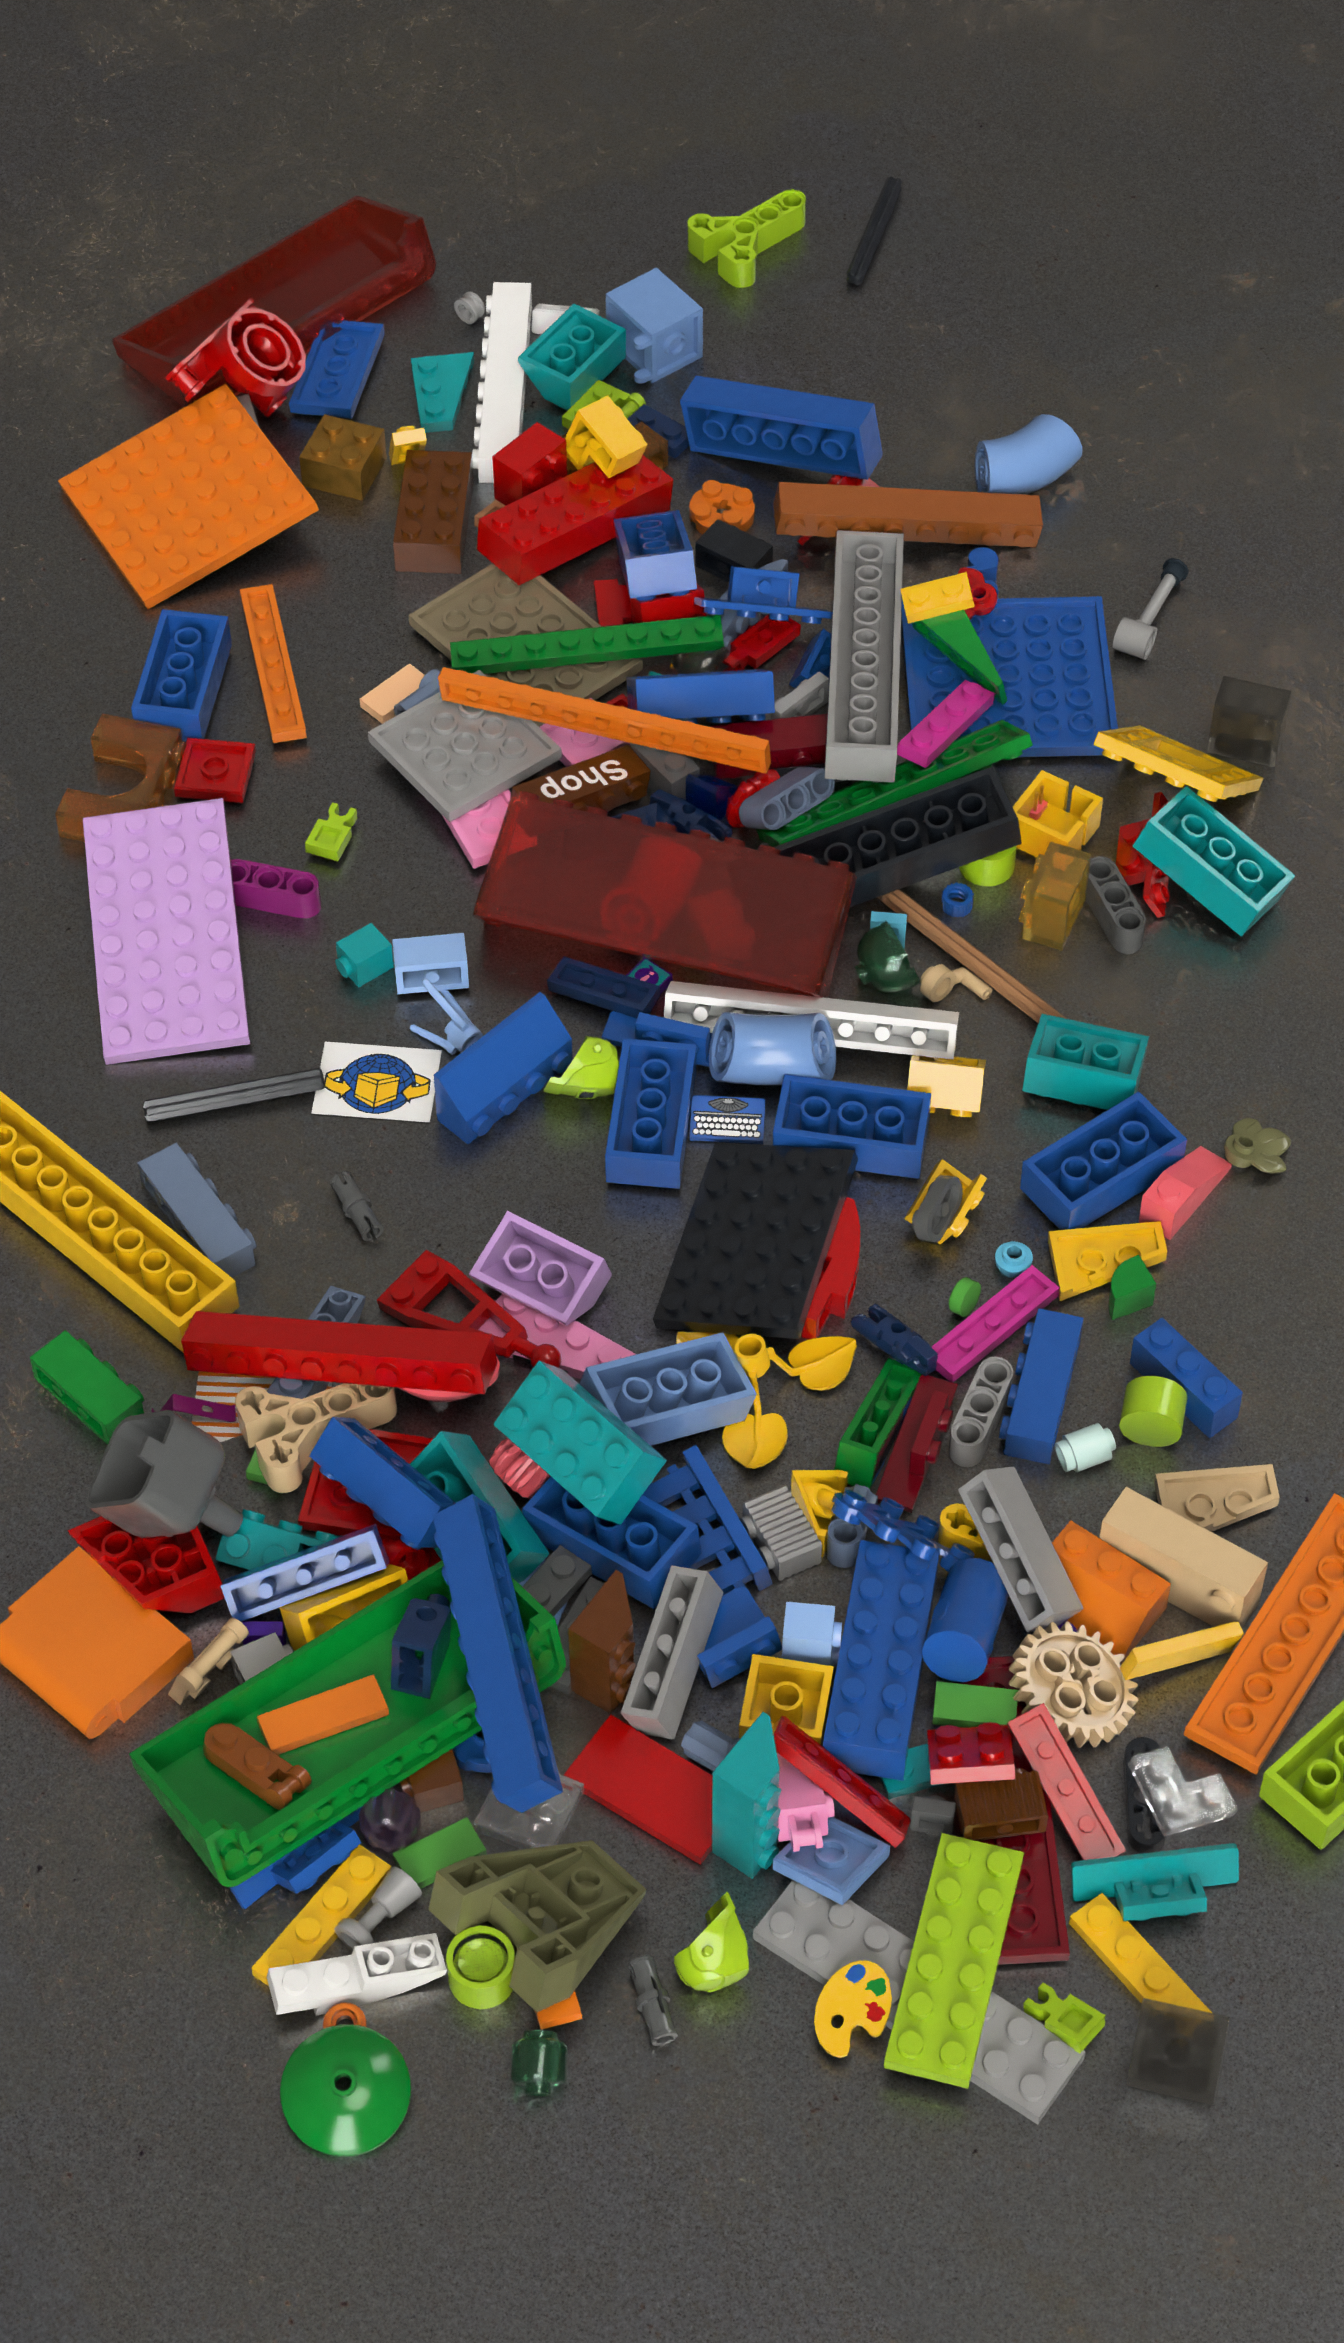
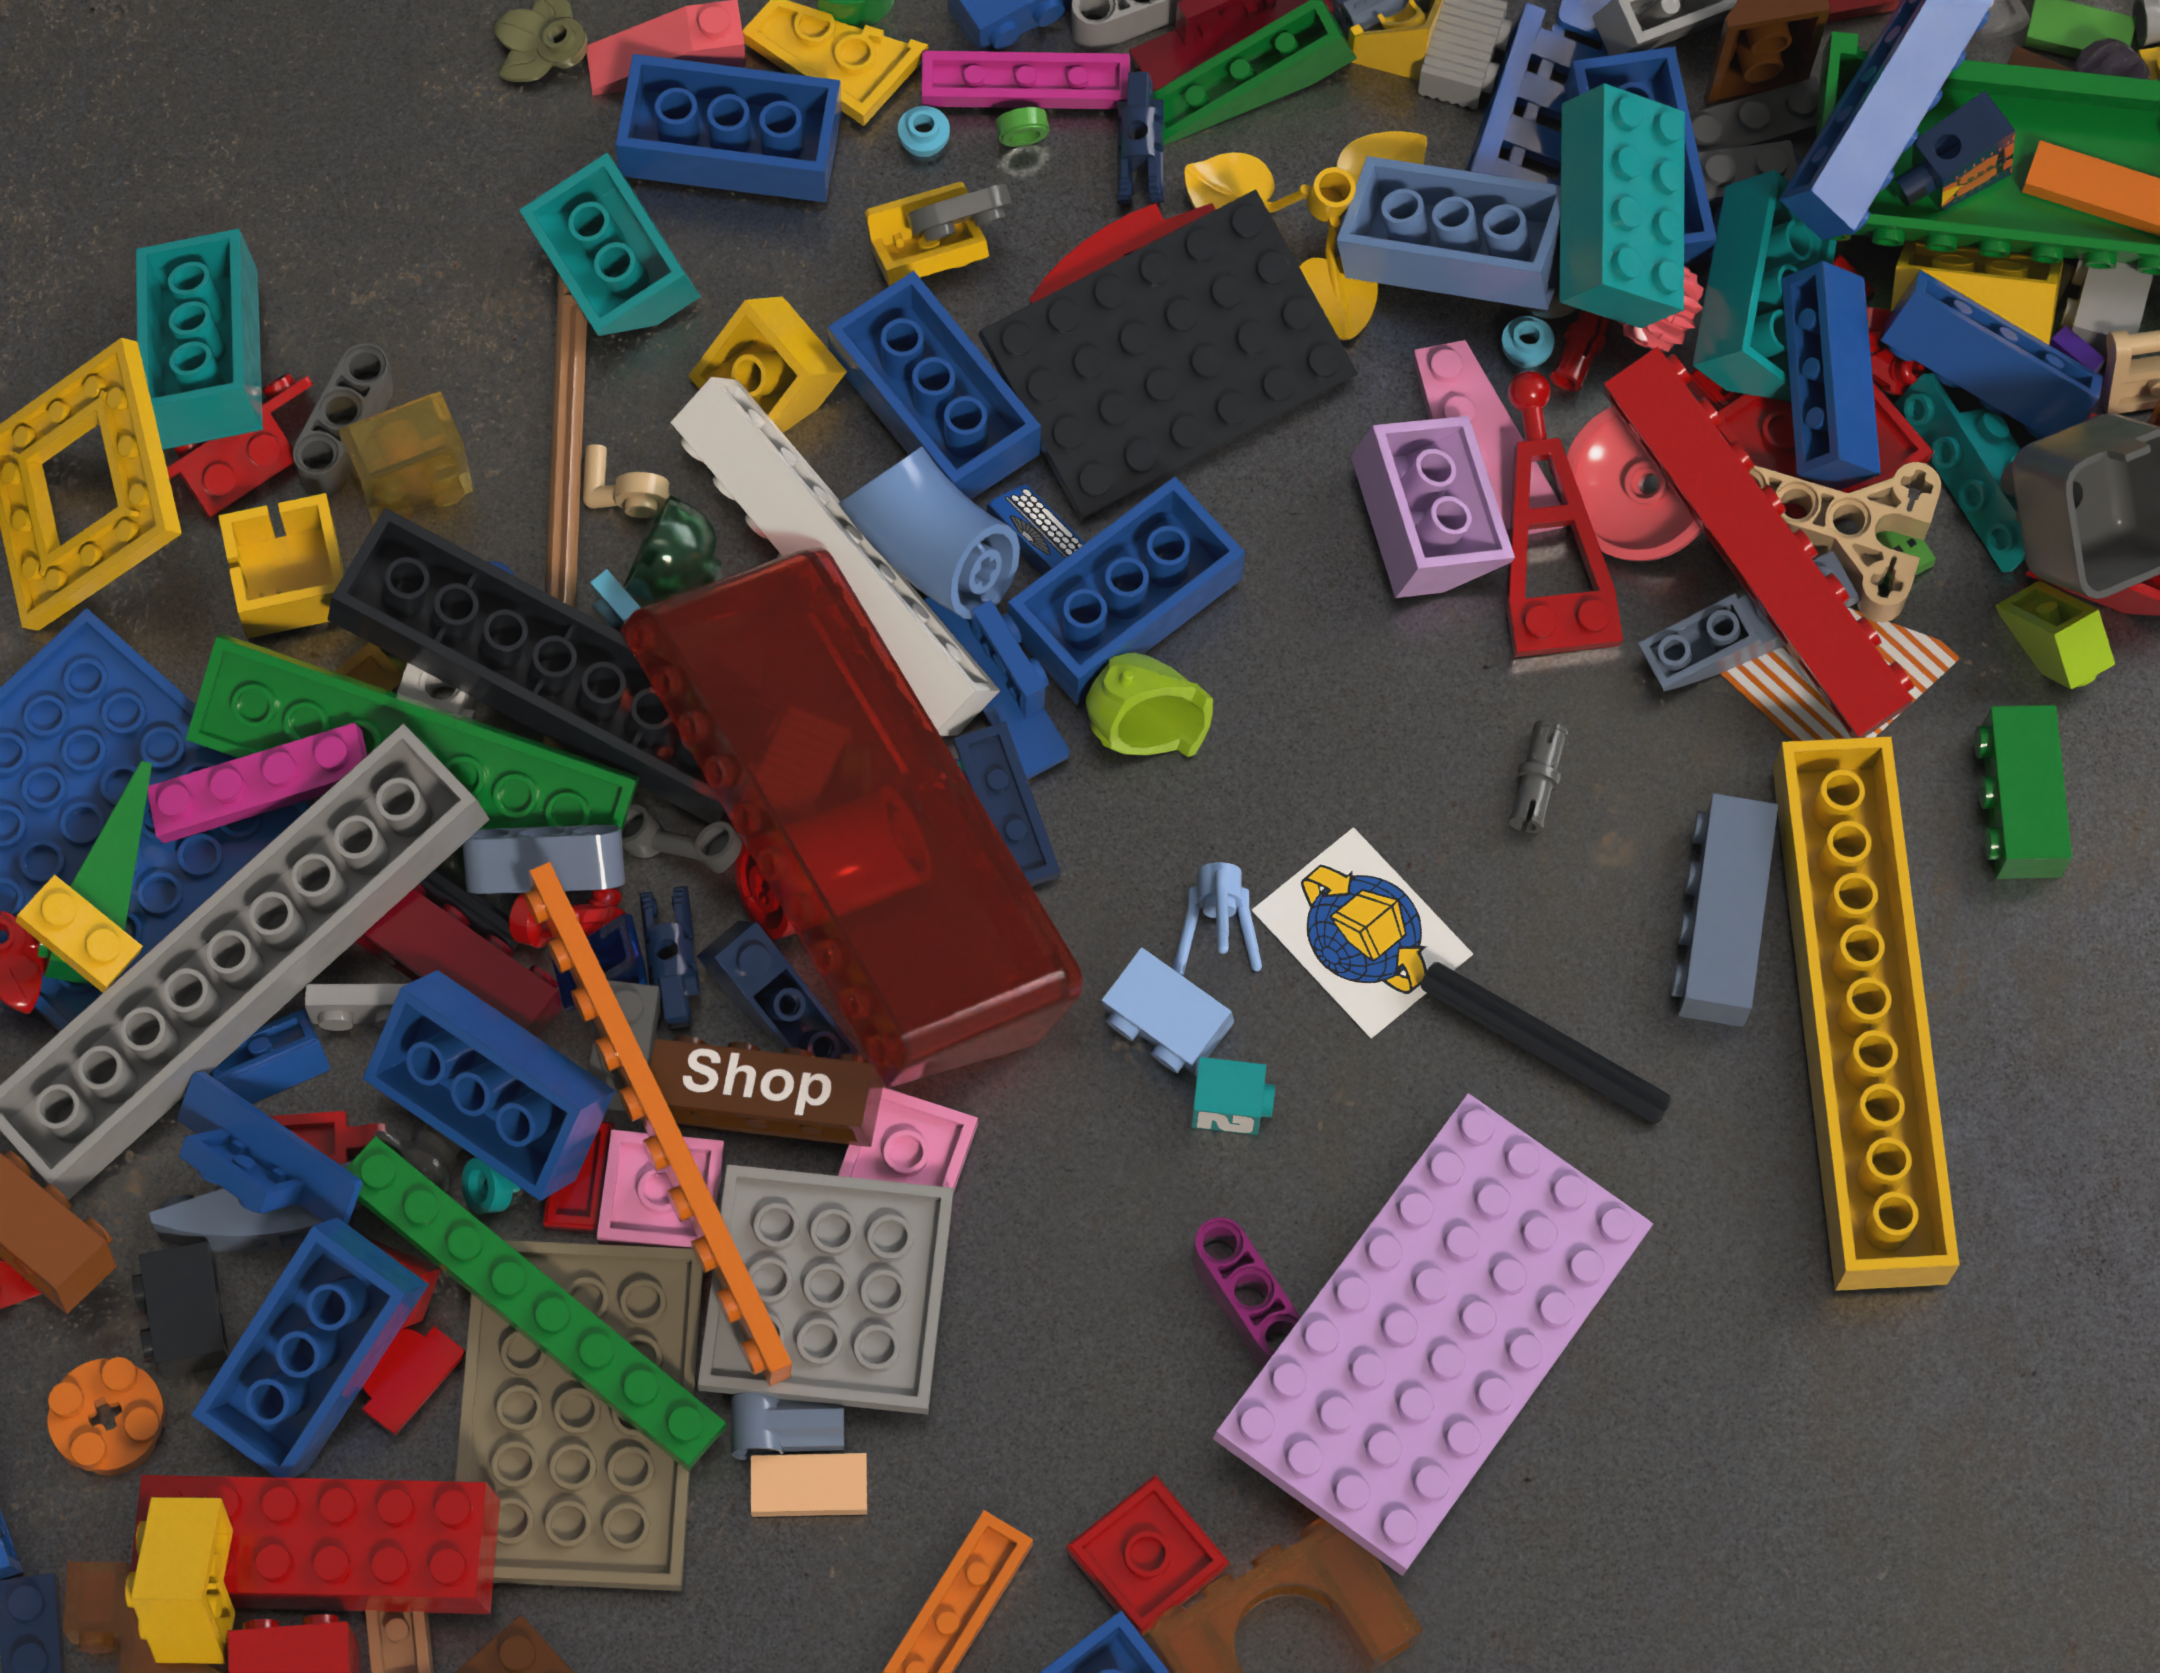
camera: 140 degrees left, 15 degrees up
(194, 1406) = (1938, 675): magenta piece -> none
(331, 836) = (1103, 1316): lime plate -> none
(502, 1069) = (1233, 785): blue slope -> none

